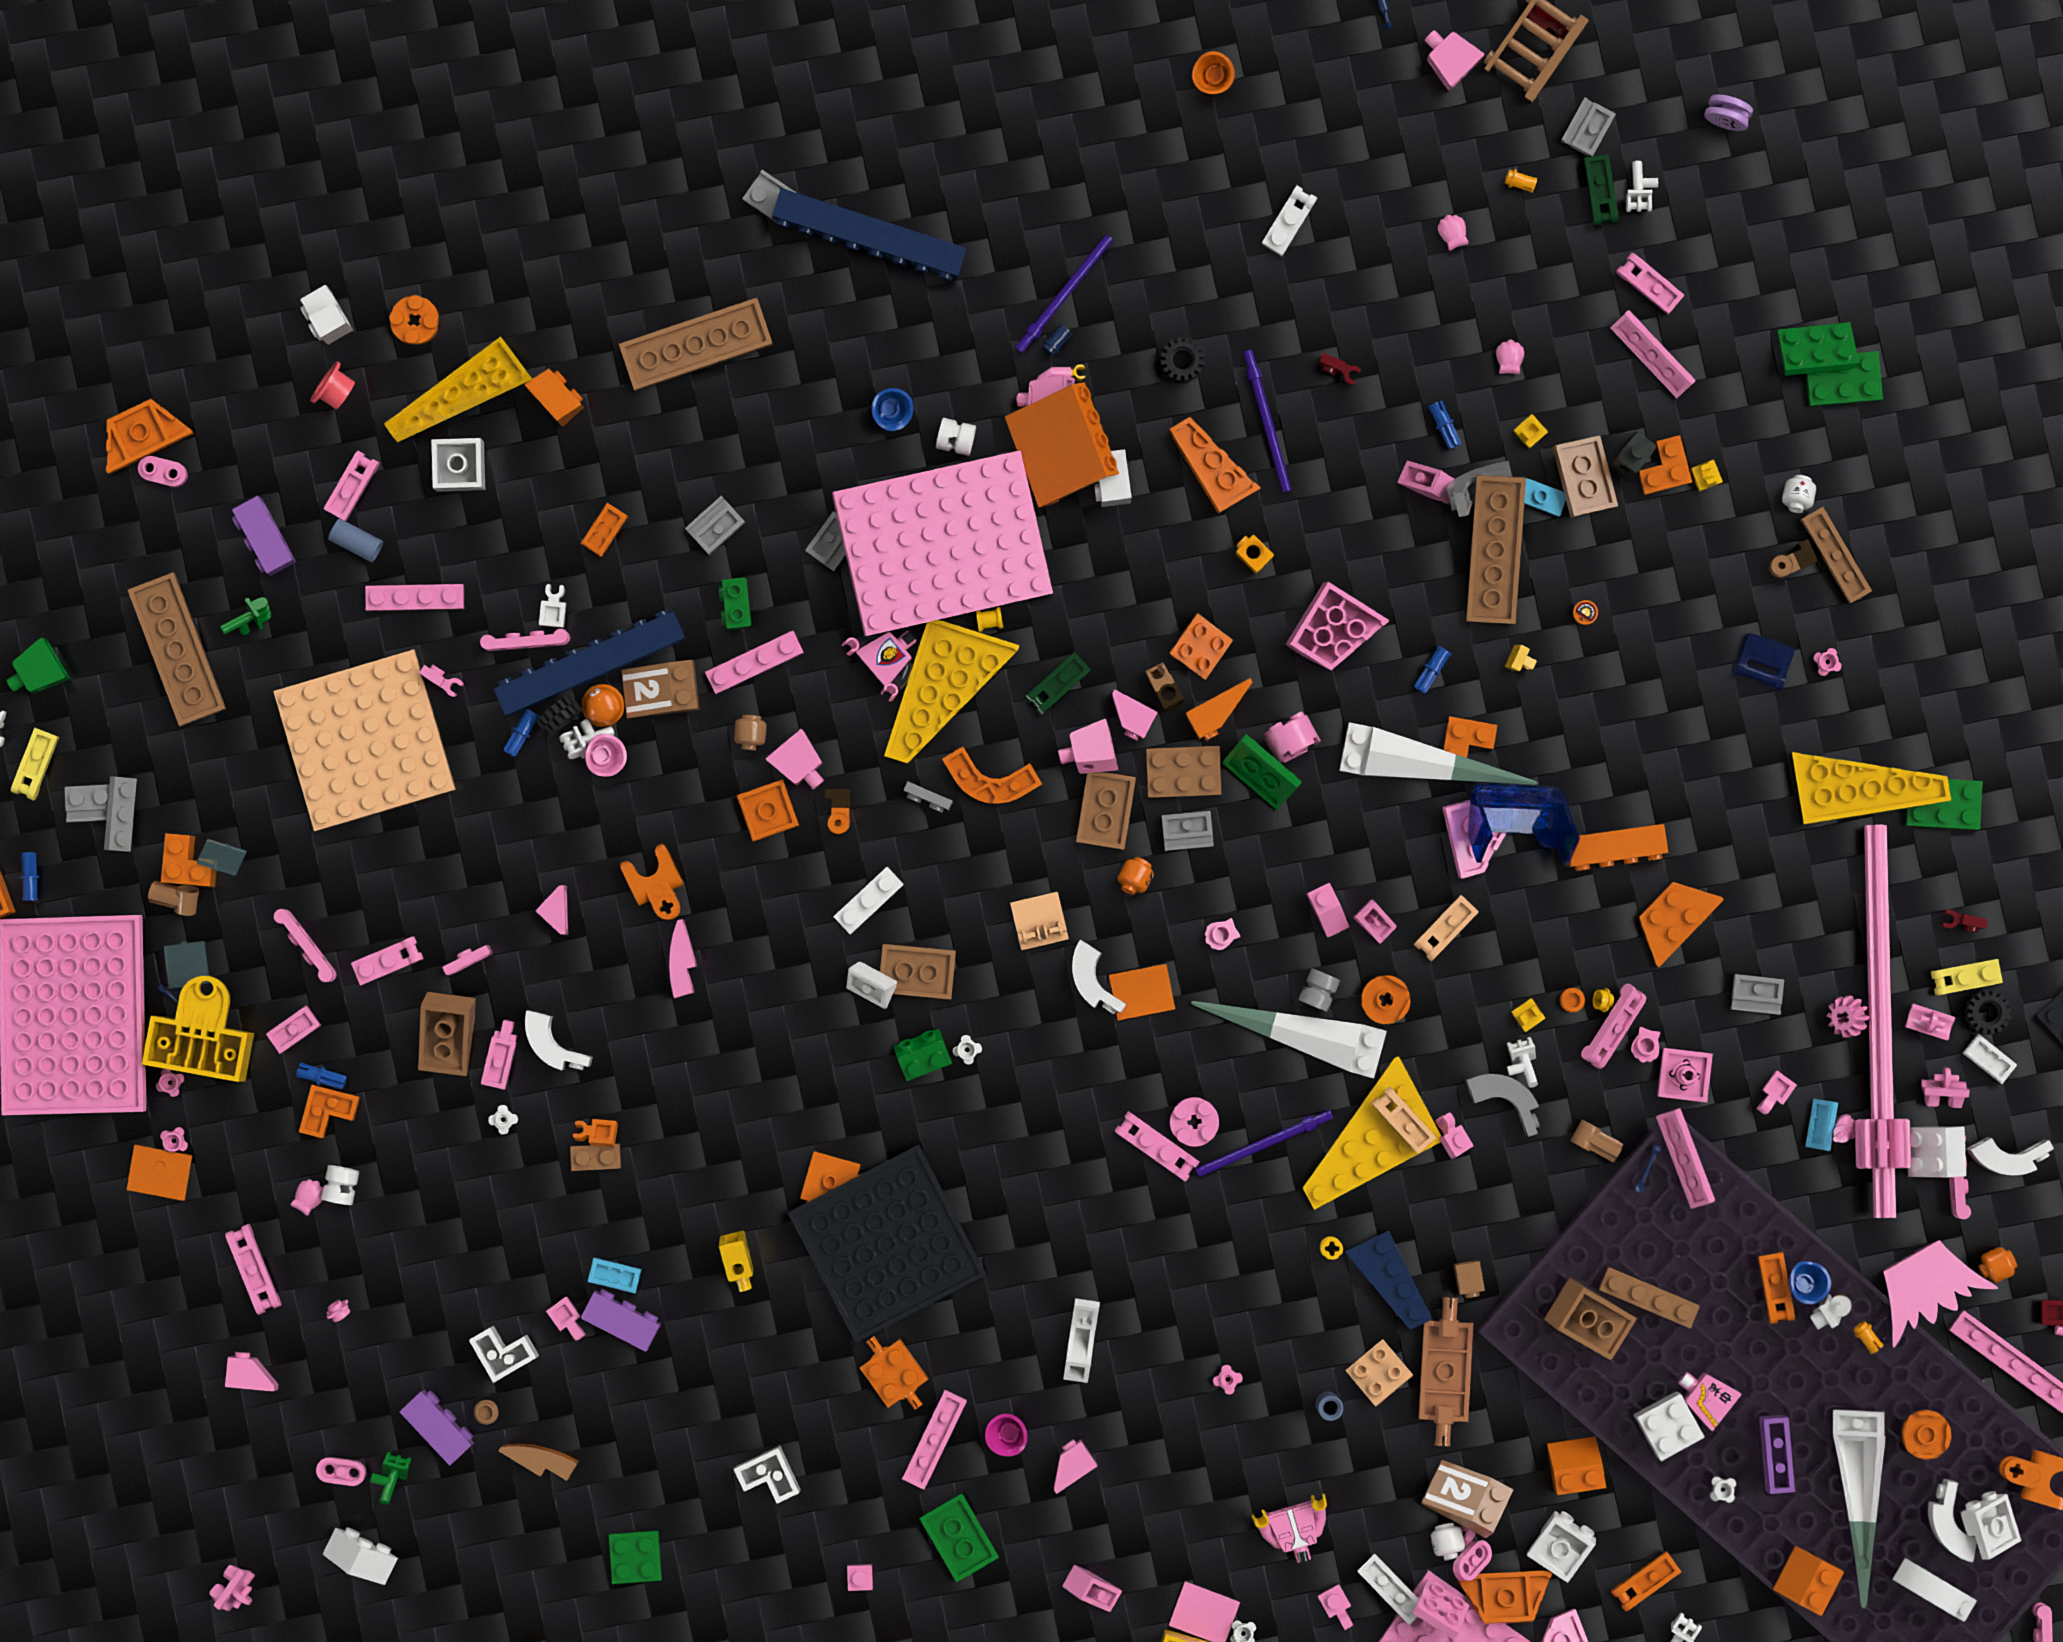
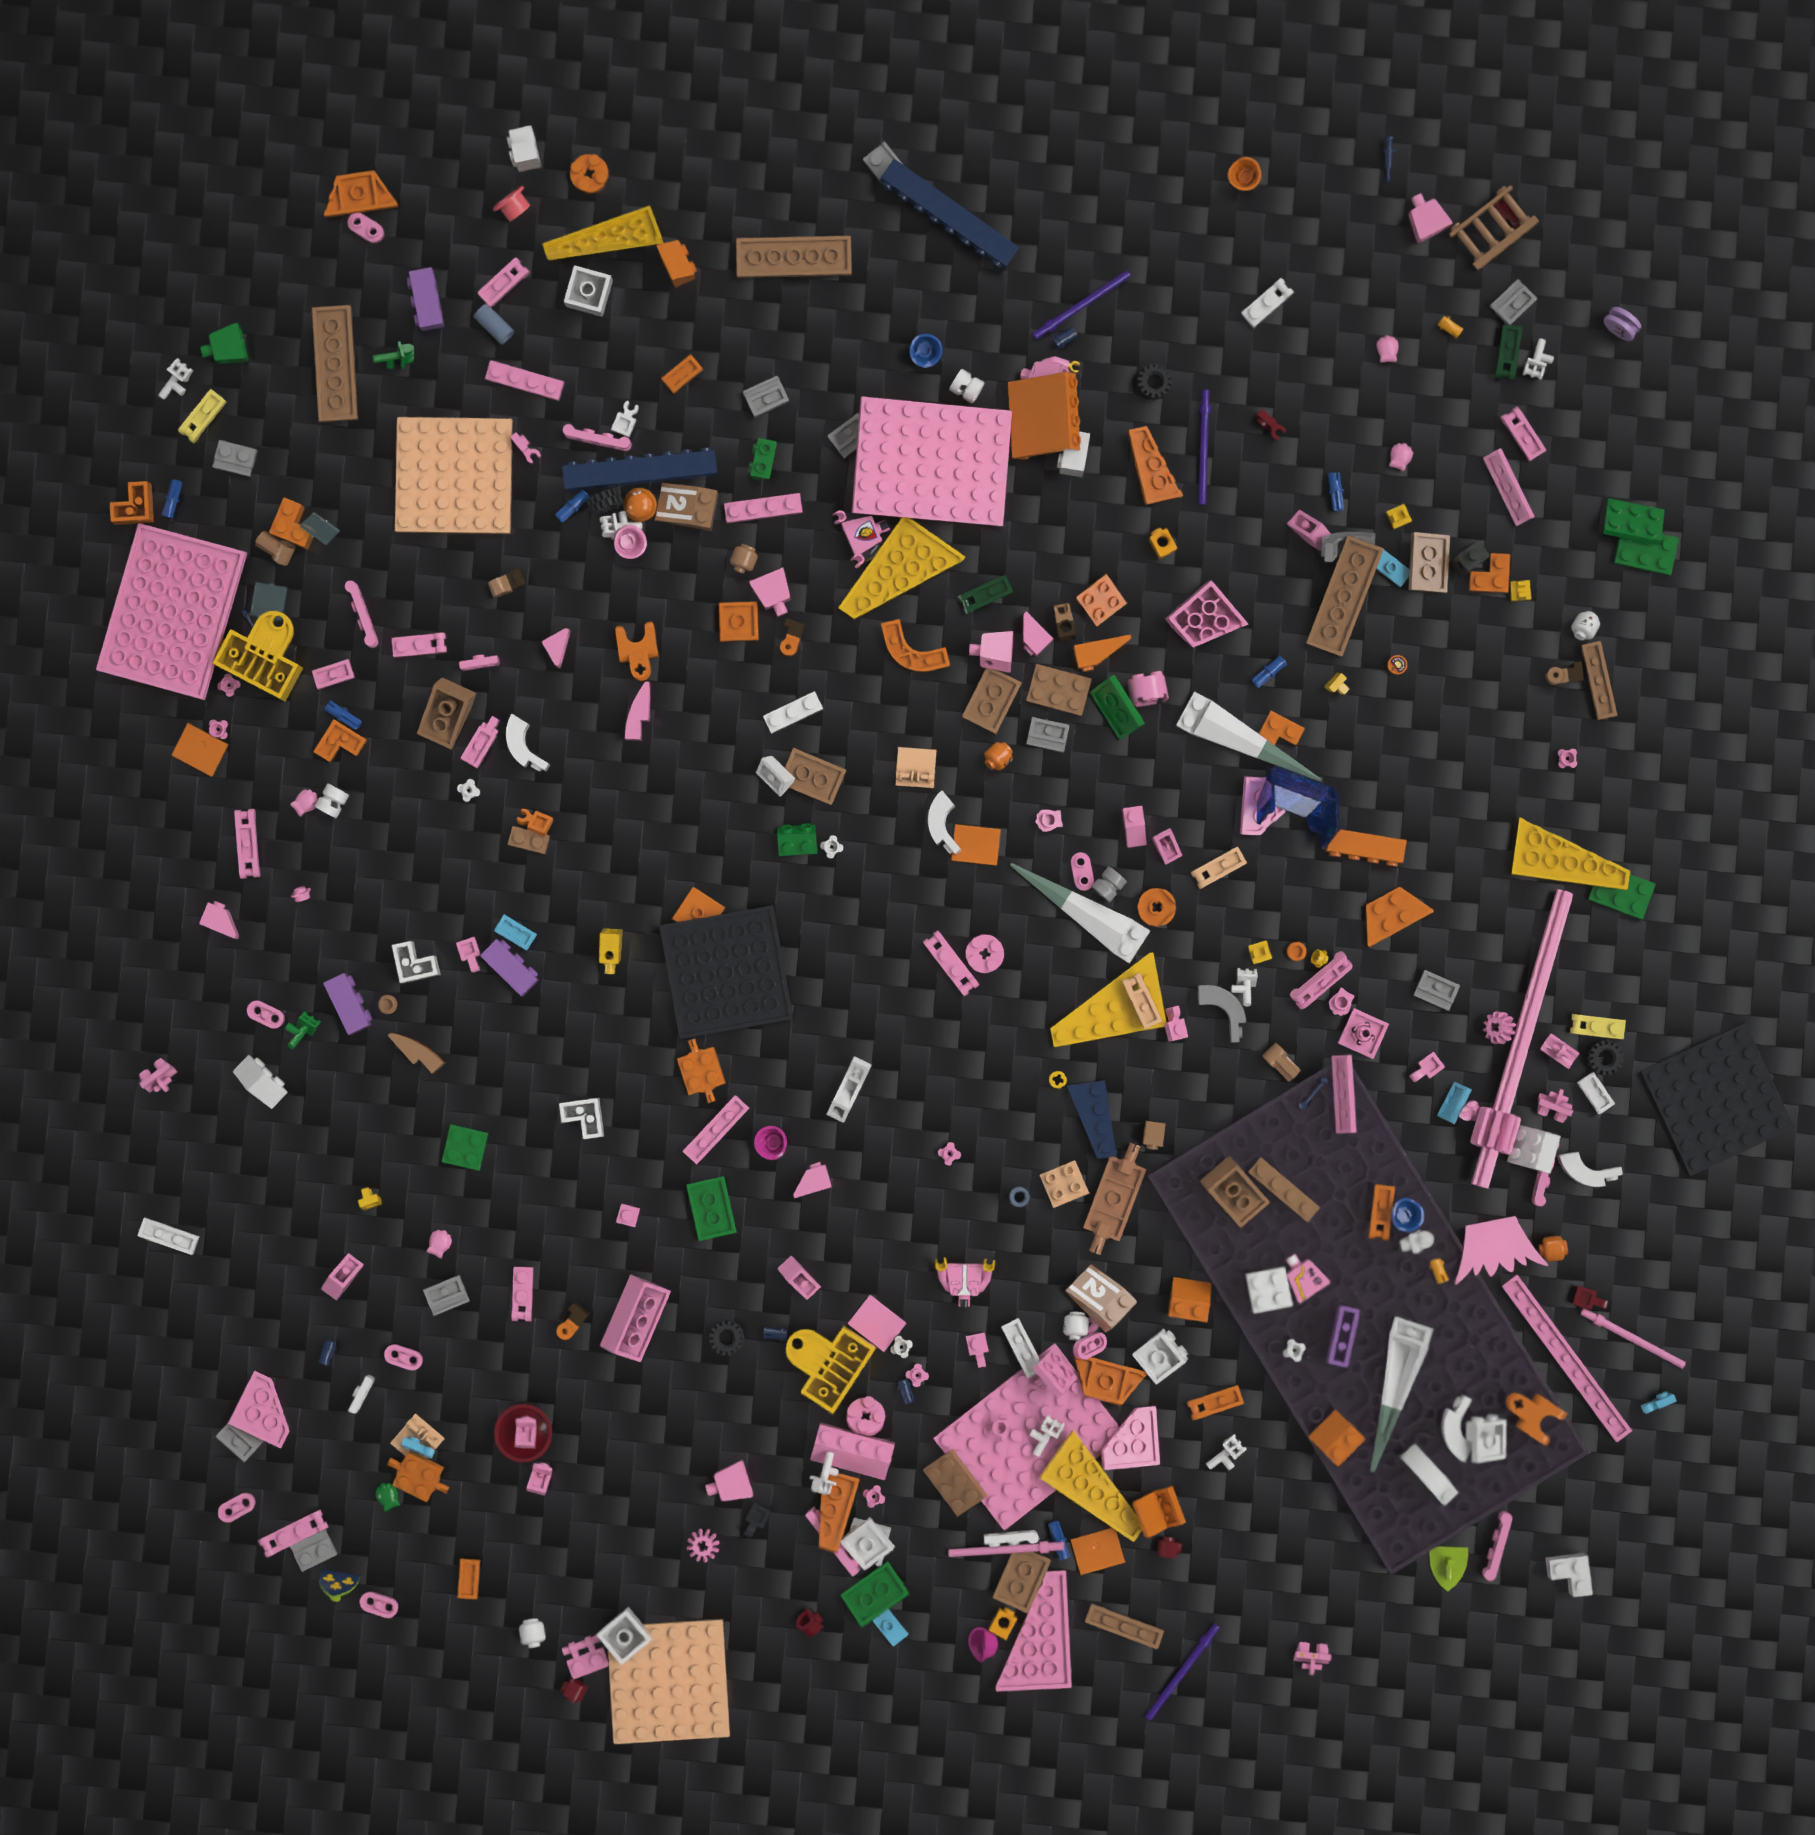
camera: 15 degrees right, 0 degrees up
(120, 814) = (254, 473): light grey plate -> none
(471, 852) = (507, 583): none -> leg
(936, 801) = (867, 654): light grey plate -> none
(989, 619) = (949, 530): yellow bush -> none
(1281, 984) = (1082, 871): none -> bright pink plate
(1308, 1123) = (1070, 982): dark purple bar -> none
(1767, 653) = (1524, 738): clear blue plate -> none
(1926, 1434) = (1459, 1357): orange tile -> none
(1970, 923) = (1613, 986): dark red plate -> none

